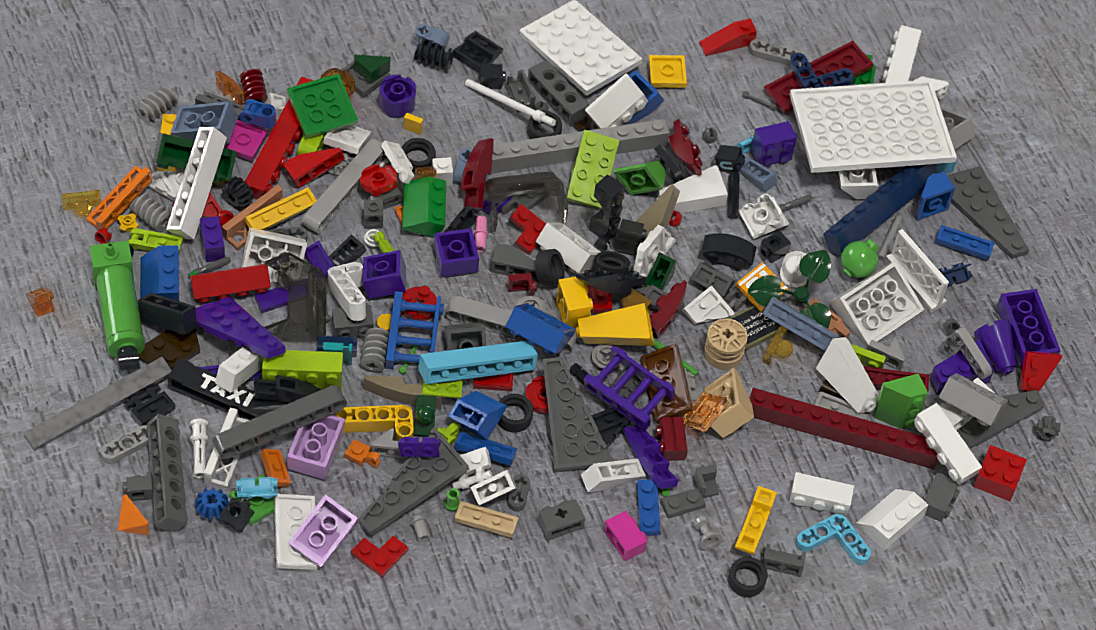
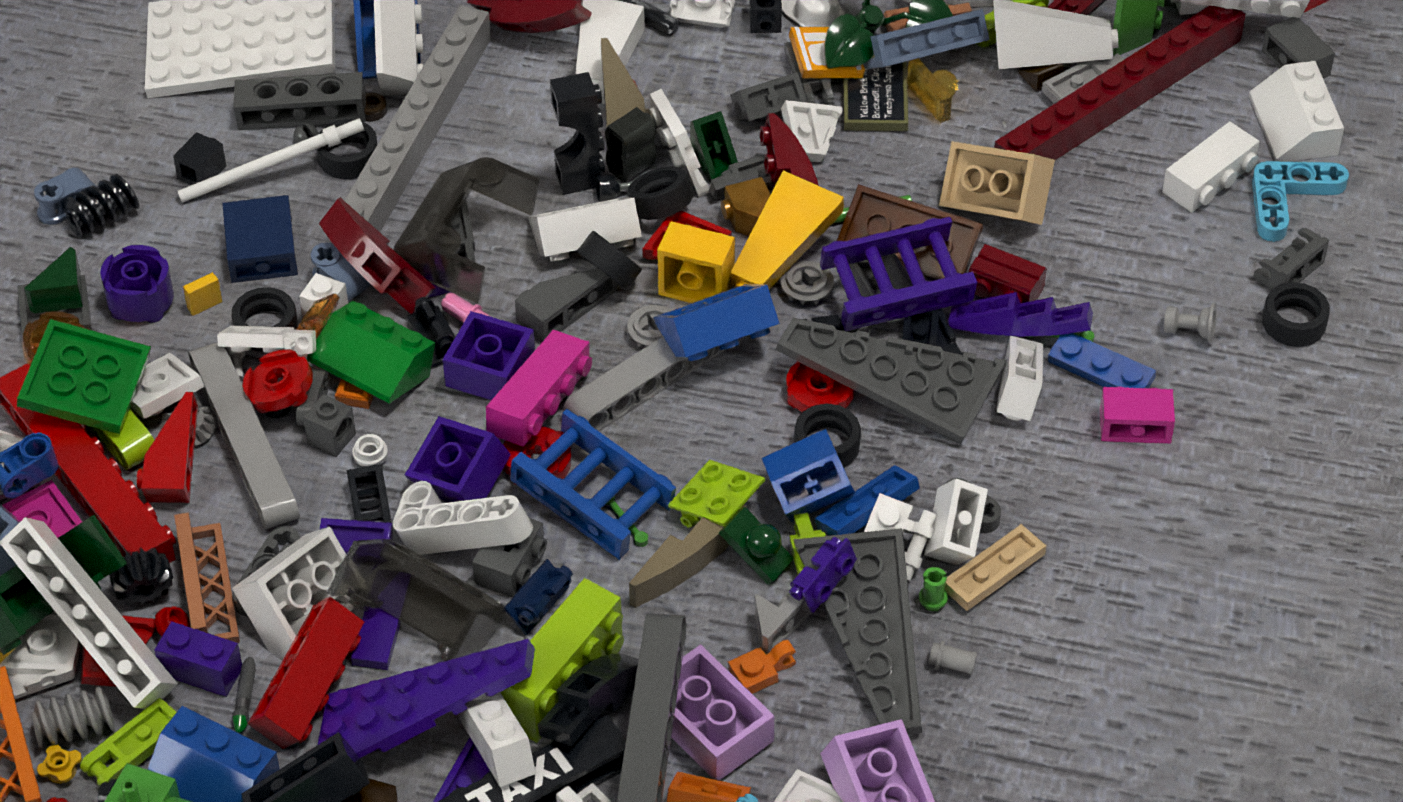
camera: 50 degrees left, 5 degrees down
(281, 210) = (224, 538): yellow plate -> none
(338, 347) = (562, 589): teal plate -> none
(374, 349) = (584, 550): light grey piece -> none
(374, 422) = (724, 596): yellow beam -> none
(380, 559) = (970, 742): red plate -> none
(384, 245) = (400, 439): lime axle -> none
(384, 322) = (542, 513): yellow tile -> none
(452, 280) = (538, 387): none -> dark pink brick
(461, 124) = (259, 239): none -> dark blue panel
(464, 336) = (661, 431): dark grey slope -> none
(477, 51) = (137, 155): black slope -> none
(477, 362) = (715, 429): medium azure brick -> none
(499, 382) = (744, 436): red tile -> none
(521, 90) = (255, 137): dark grey hinge -> none
(521, 282) = (605, 306): dark red bracket -> none
(531, 227) = (514, 250): red plate -> none
(561, 519) = (1058, 475): dark grey brick -> none
(592, 164) = (473, 122): lime plate -> none
(611, 282) = (702, 194): black slope -> none
(642, 177) = (531, 80): bright green slope -> none
(668, 164) = (541, 42): black plate -> none
(683, 503) = (1119, 323): dark grey plate -> none
(705, 411) = (1000, 209): clear orange tile -> none
(705, 481) = (1102, 283): dark grey panel -> none
(725, 344) = (894, 137): tan wheel -> none
(728, 250) = (734, 56): black brick -> none
(756, 520) = (1204, 262): yellow slope -> none

